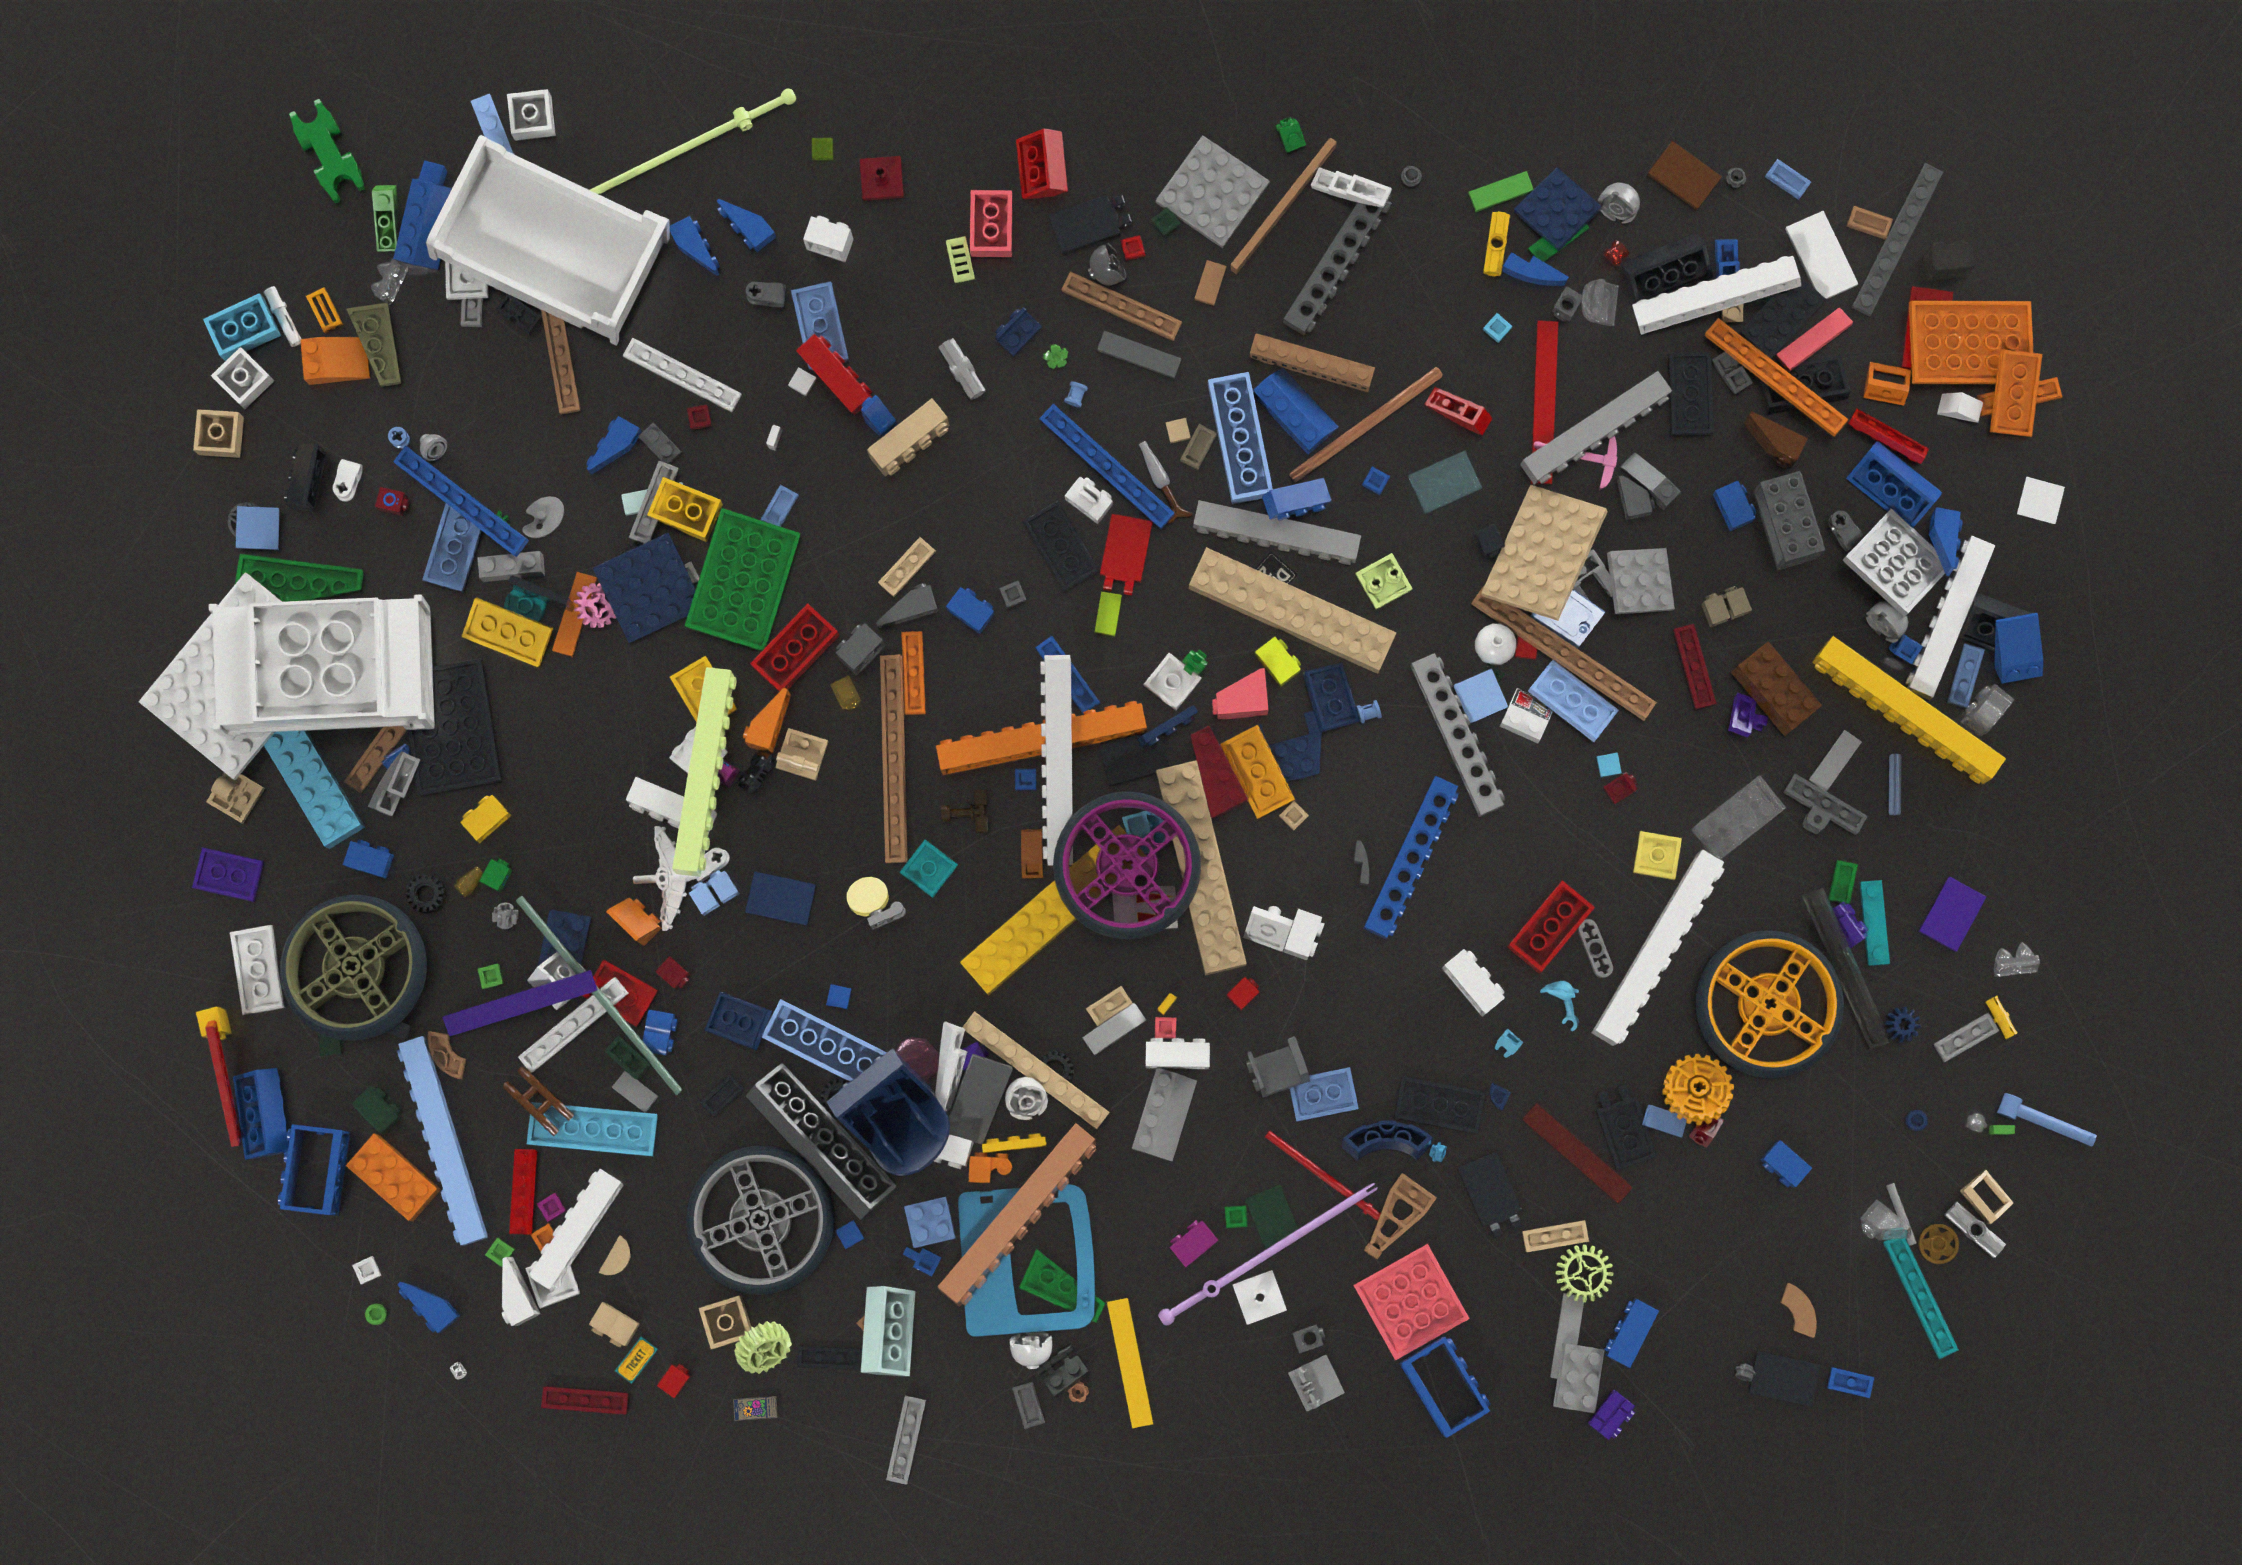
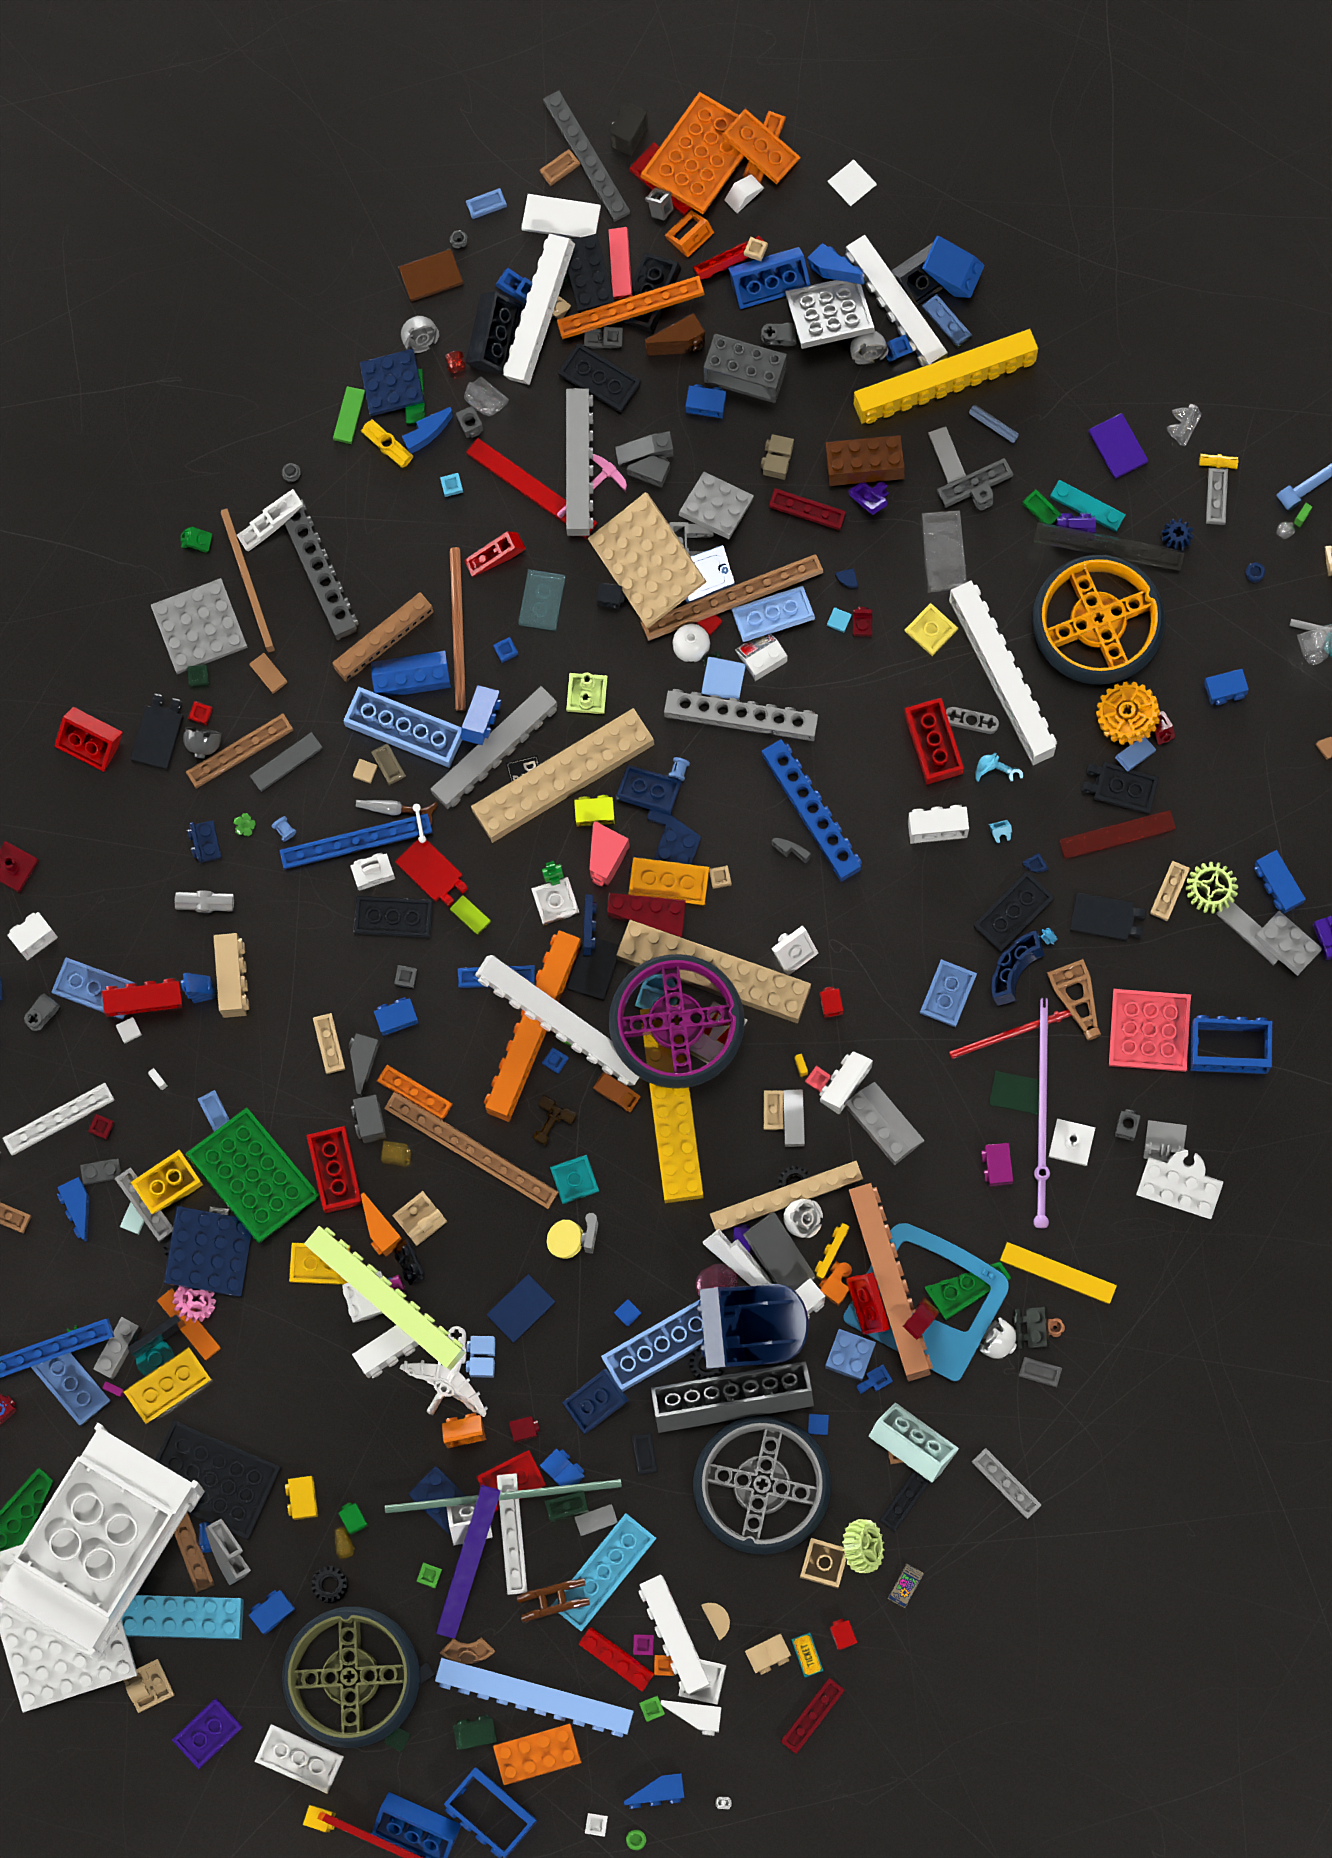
camera: 55 degrees left, 5 degrees down
(473, 587) = (113, 1389): none -> magenta tile
(505, 915) = (389, 1531): light grey gear -> none
(546, 511) = (92, 1294): light grey piece -> none
(954, 243) = (103, 840): yellowish green slope -> none
(984, 1208) = (868, 1303): none -> red plate
(991, 223) = (107, 805): coral brick -> none
(1000, 1266) = (921, 1318): none -> dark red slope
(1172, 500) = (416, 807): none -> white hinge
(1236, 1216) = (998, 1120): green tile -> none
(1278, 1069) = (907, 1012): dark grey panel -> none
(1284, 1423) = (1180, 1184): none -> white plate
(1302, 935) = (818, 927): white brick -> none
(1654, 746) = (847, 578): none -> dark blue tile
(1896, 337) = (660, 203): none -> dark grey brick
(1911, 454) = (755, 249): none -> tan tile
(1987, 710) = (983, 320): clear brick -> none

